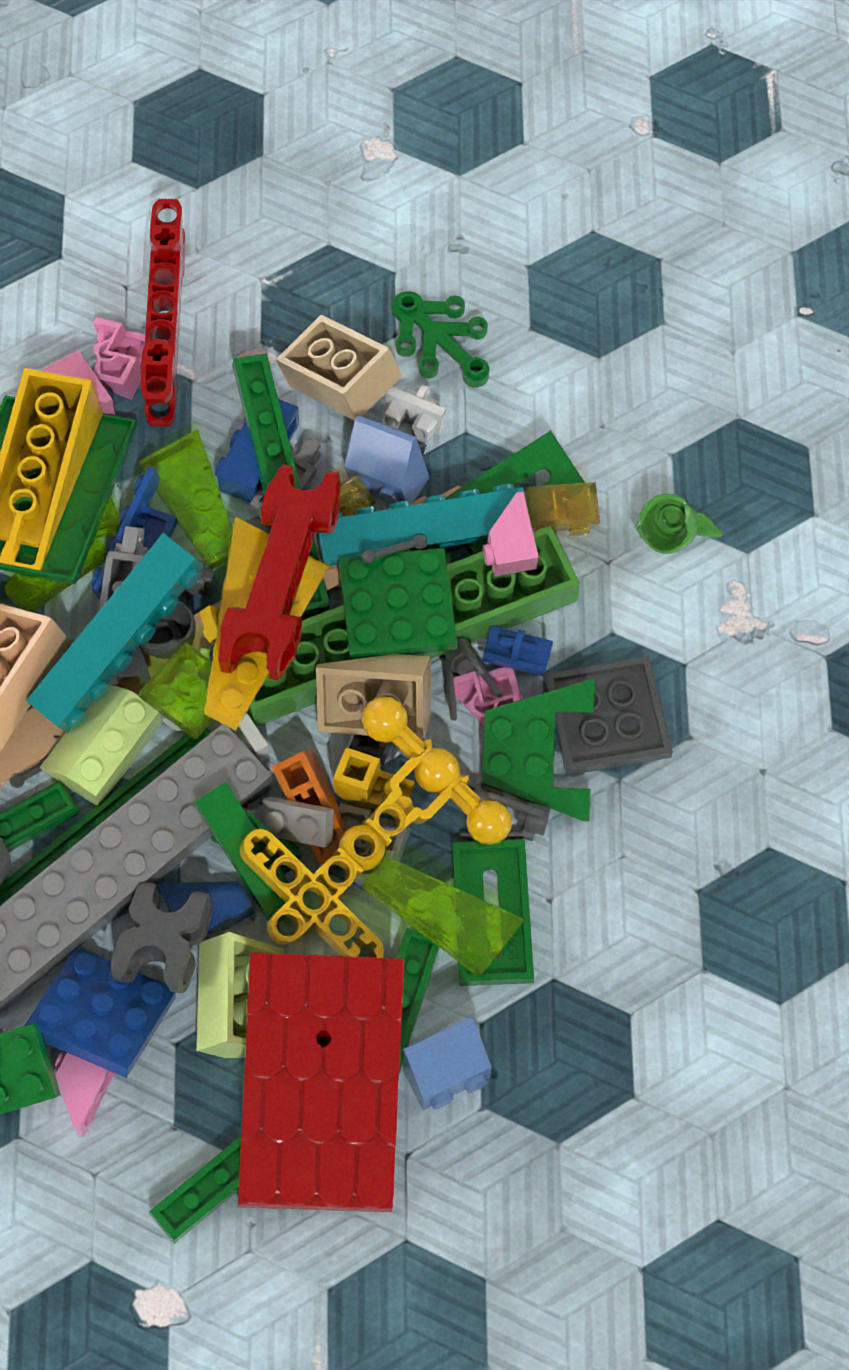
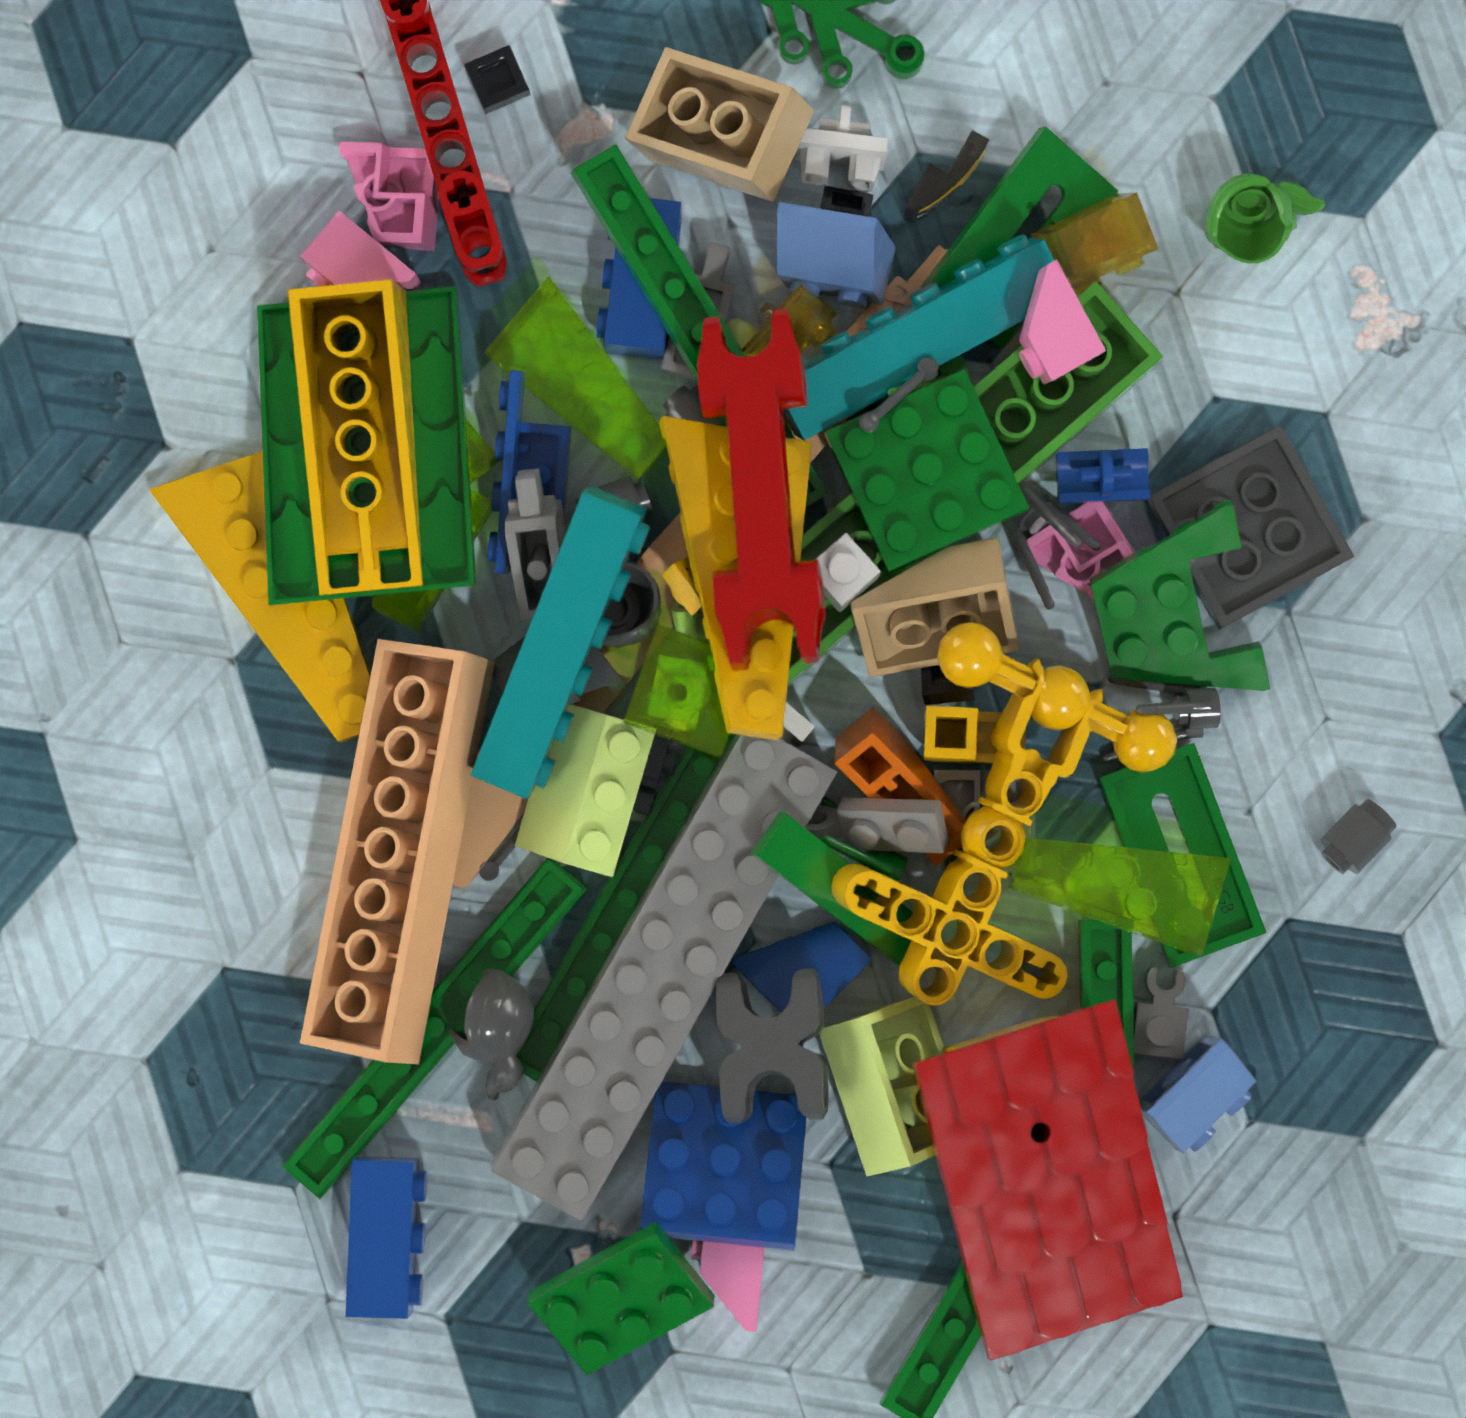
camera: 15 degrees left, 20 degrees up
(156, 739) = (660, 759): none -> black plate
(209, 310) = (497, 79): none -> black plate
(319, 643) = (846, 572): none -> white brick
(440, 1015) = (1160, 1025): none -> light grey plate
(470, 451) = (938, 186): none -> clear smoke slope
(617, 933) = (1357, 837): none -> dark grey brick

